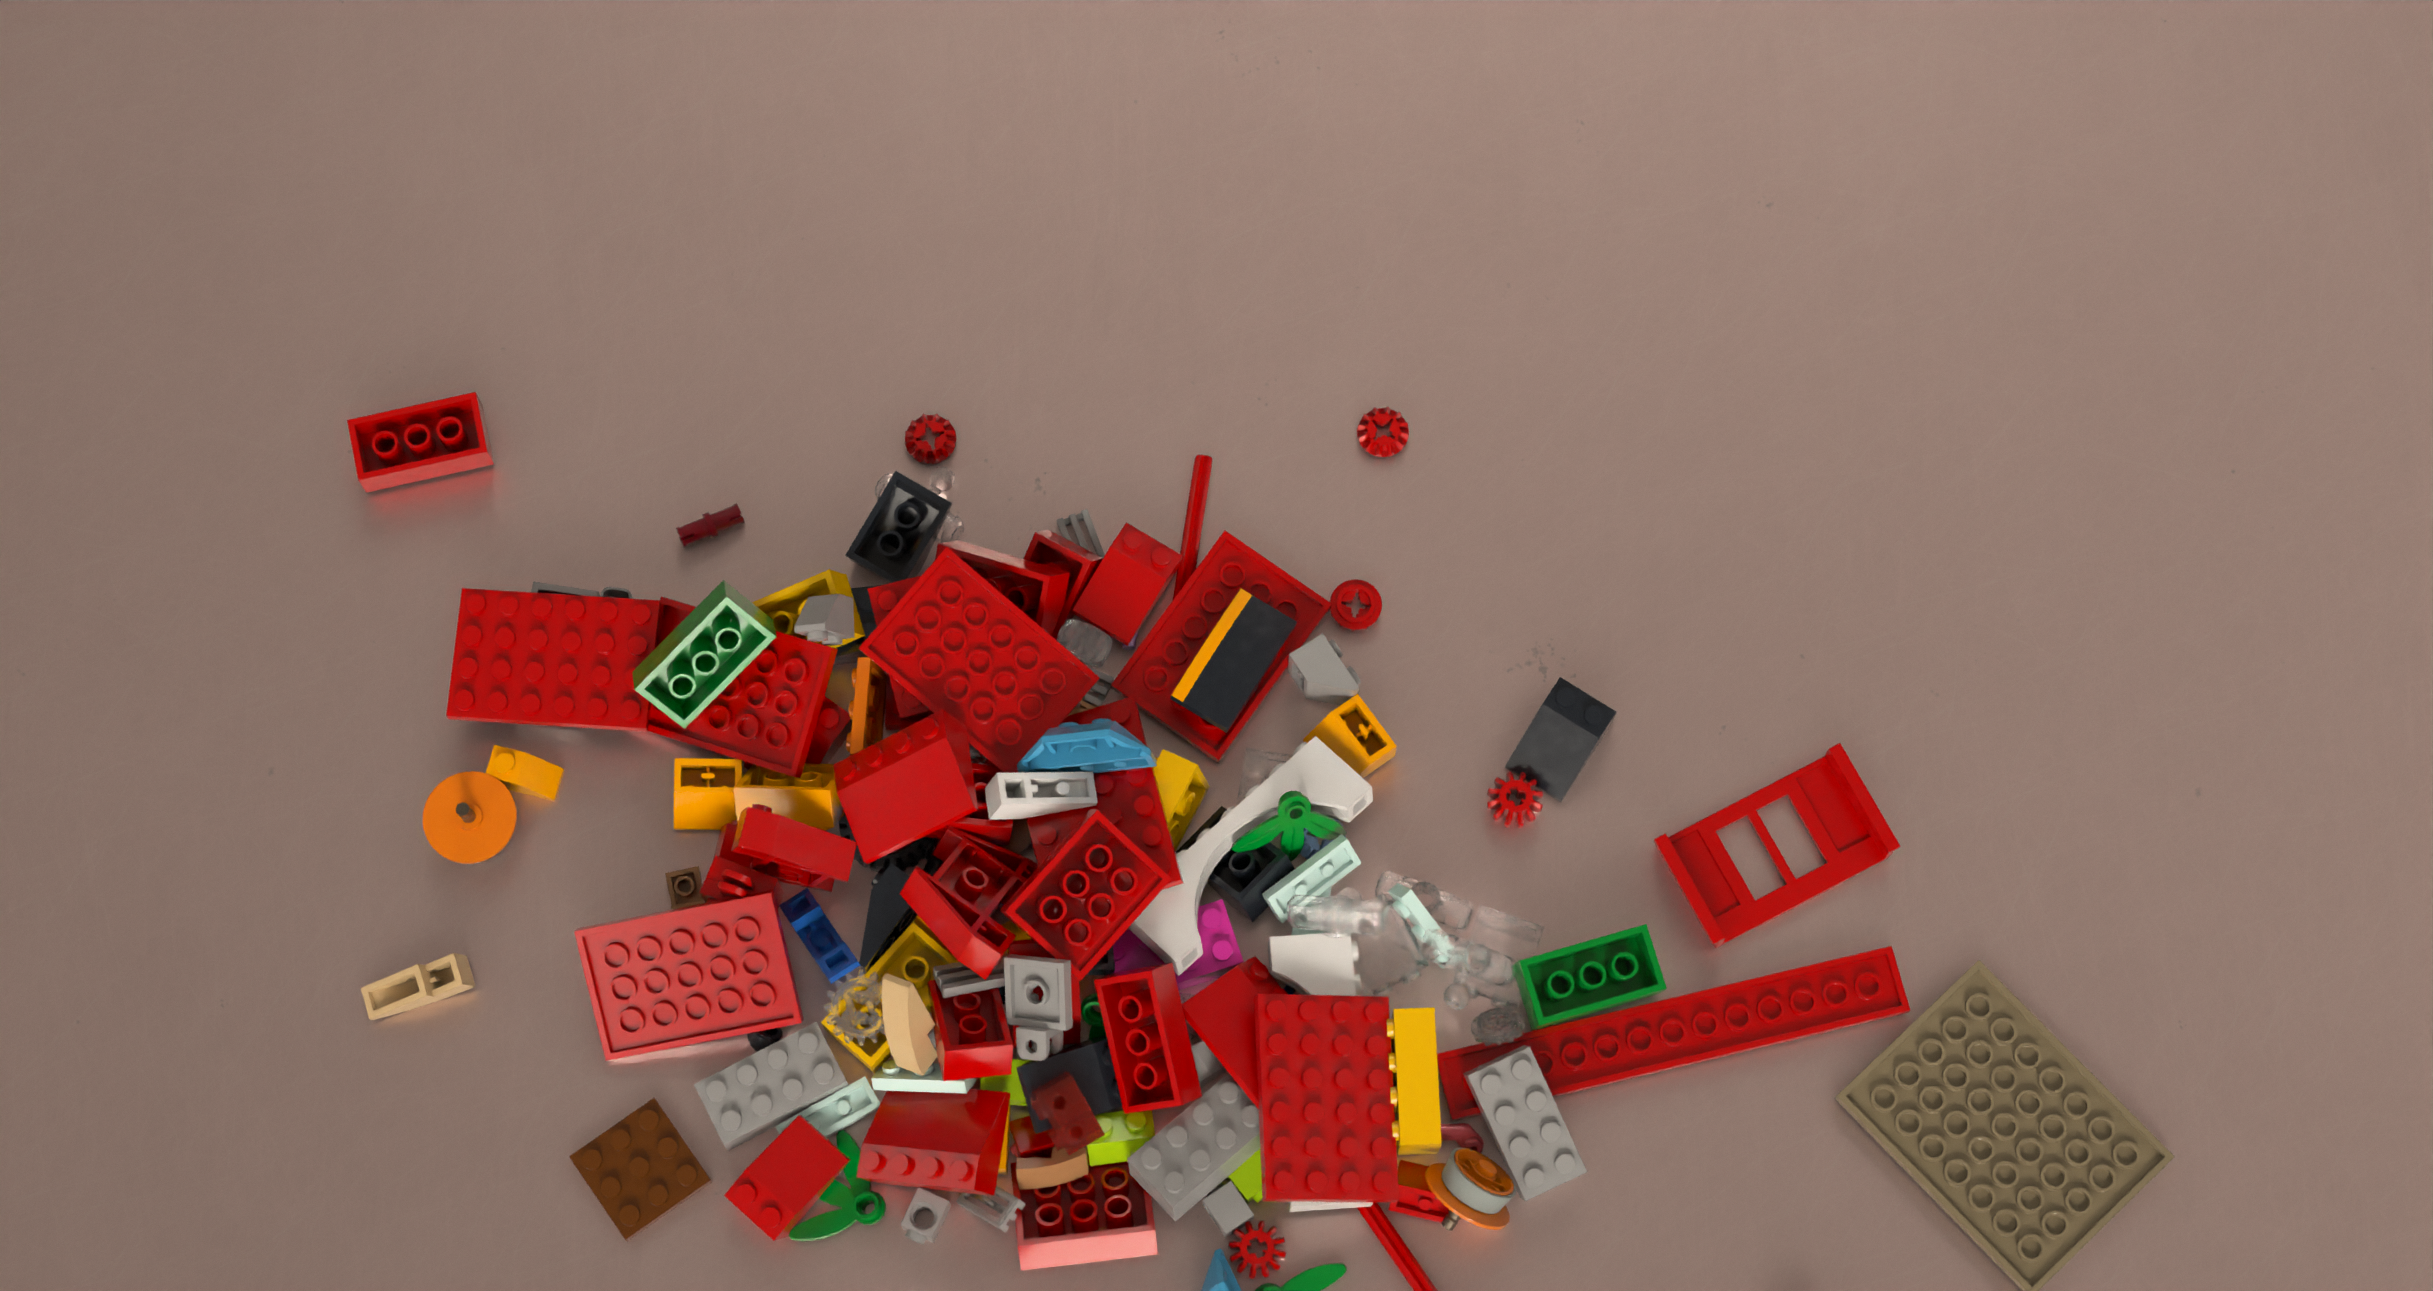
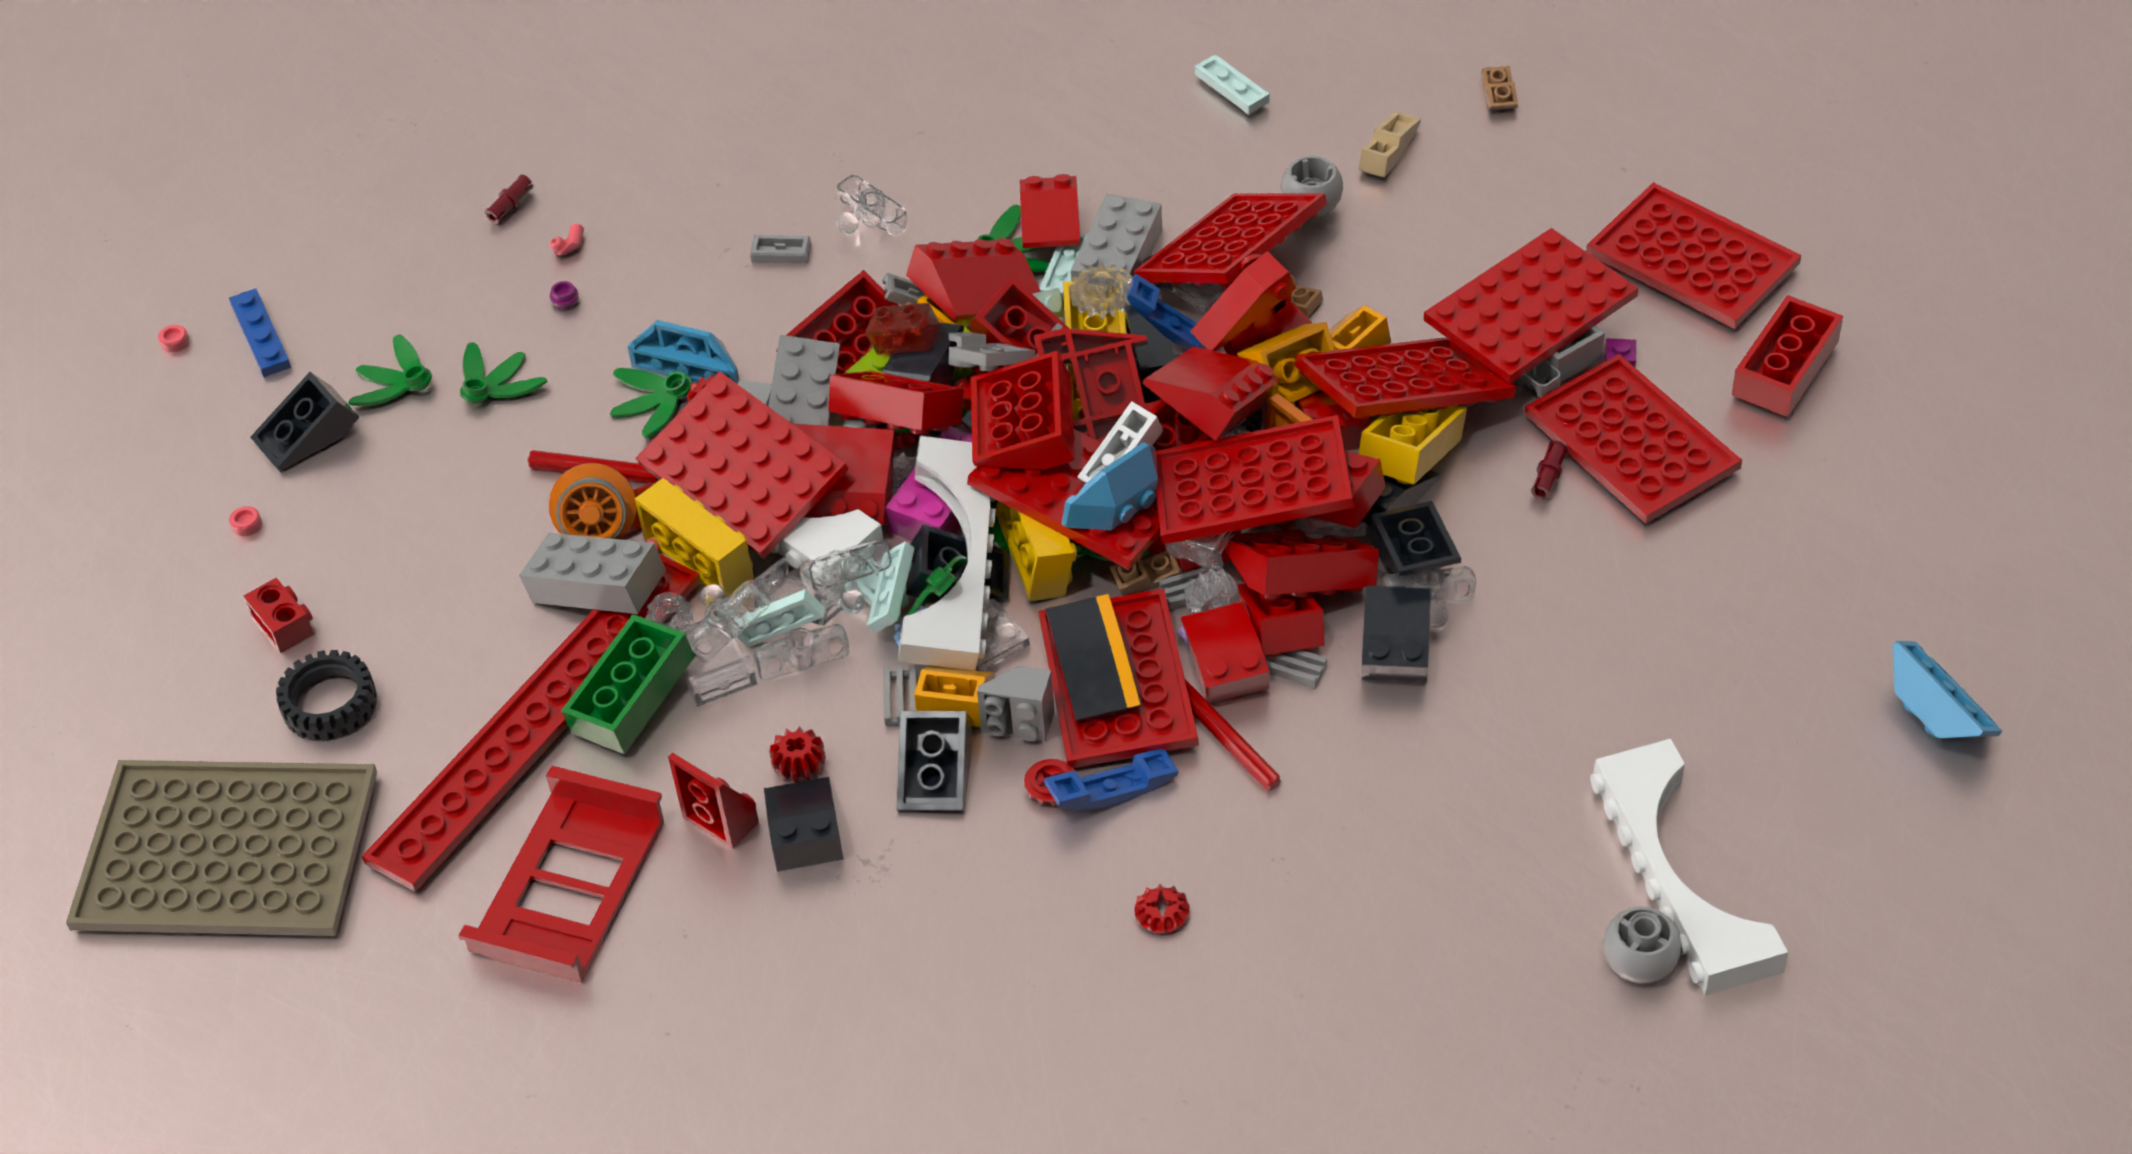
camera: 140 degrees right, 25 degrees down
(255, 960) = (1499, 88): none -> medium nougat slope
(346, 618) = (1693, 254): none -> red plate
(458, 1201) = (1232, 84): none -> light aqua plate
(469, 817) = (1469, 217): orange piece -> none
(518, 578) = (1624, 347): none -> magenta plate
(525, 772) = (1472, 262): light orange slope -> none
(550, 1005) = (1314, 175): none -> light grey wheel
(615, 494) = (1633, 438): none -> red plate
(640, 1169) = (1148, 170): reddish brown plate -> none
(704, 74) = (1936, 696): none -> dark azure wedge
(704, 654) = (1434, 348): green brick -> none
(827, 619) = (1379, 408): light grey slope -> none
(907, 1025) = (1063, 291): tan slope -> none
(943, 445) = (1484, 644): red gear -> none
(981, 211) = (1717, 945): none -> white arch
(994, 479) = (1396, 633): none -> black slope
(1117, 118) = (1650, 945): none -> light grey wheel
(1319, 559) = (1115, 785): none -> blue slope
(1405, 769) = (898, 675): none -> light grey tile
(1423, 698) = (933, 760): none -> black slope
(1618, 797) = (712, 803): none -> red slope
(1844, 1180) = (315, 670): none -> black tyre

